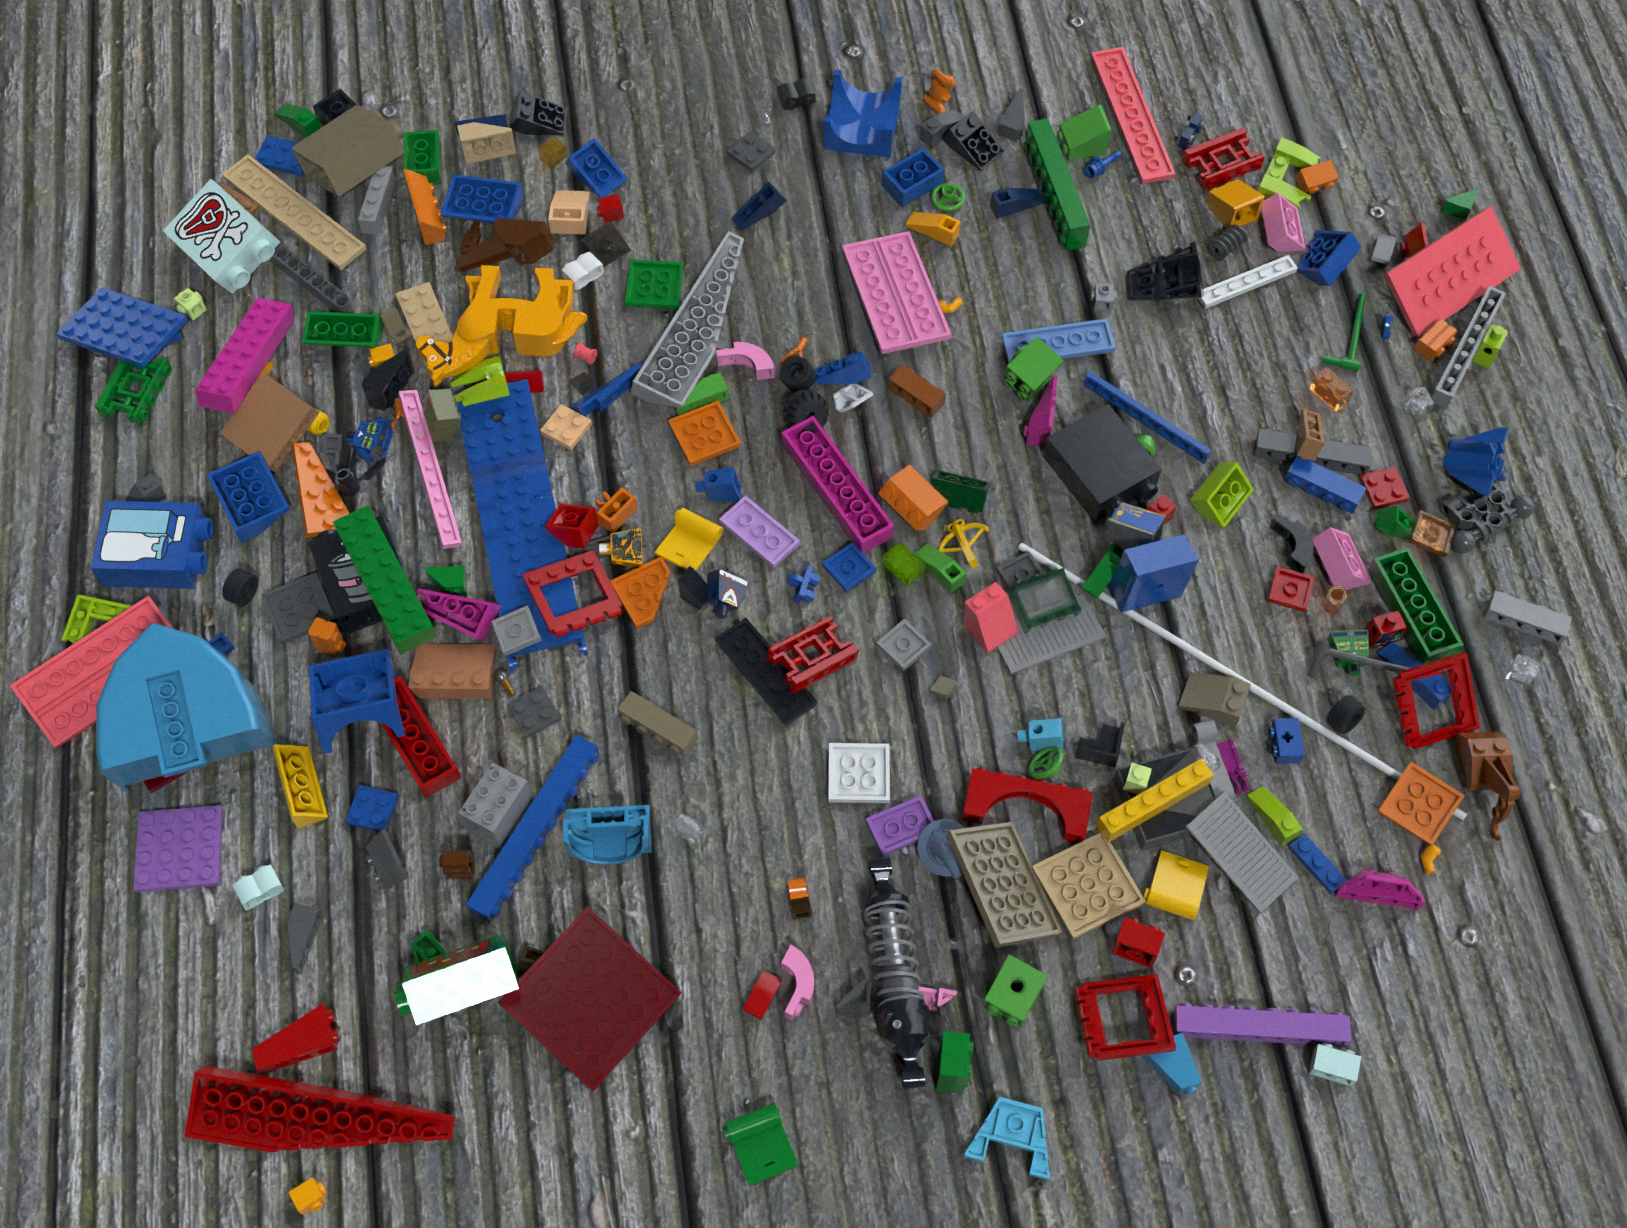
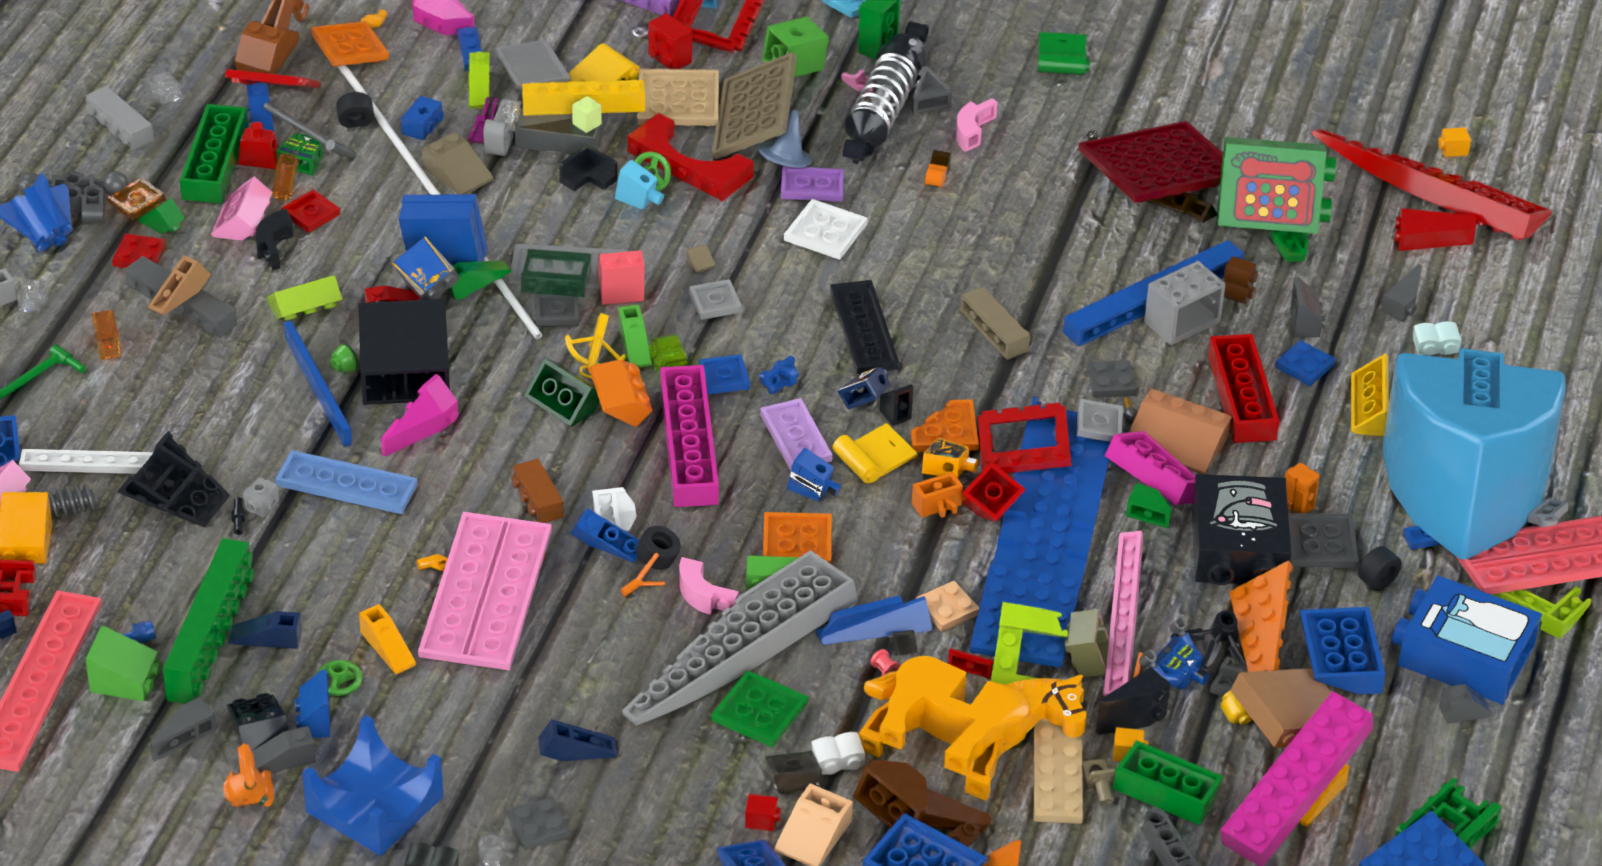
camera: 155 degrees left, 20 degrees down
(352, 692) = (1290, 403): blue piece -> none
(384, 579) = (1221, 478): green brick -> none
(608, 834) = (1082, 257): dark azure piece -> none
(688, 828) = (1009, 244): clear brick -> none
(762, 995) = (1010, 126): red slope -> none
(801, 402) = (676, 505): black wheel -> none
(820, 666) = (807, 301): red fence -> none
(913, 177) = (368, 693): blue brick -> none
(943, 155) = (314, 706): none -> blue slope
(1031, 369) = (406, 444): bright green brick -> none
(1103, 277) = (238, 516): none -> black bar
(1325, 484) = (184, 245): blue brick -> none

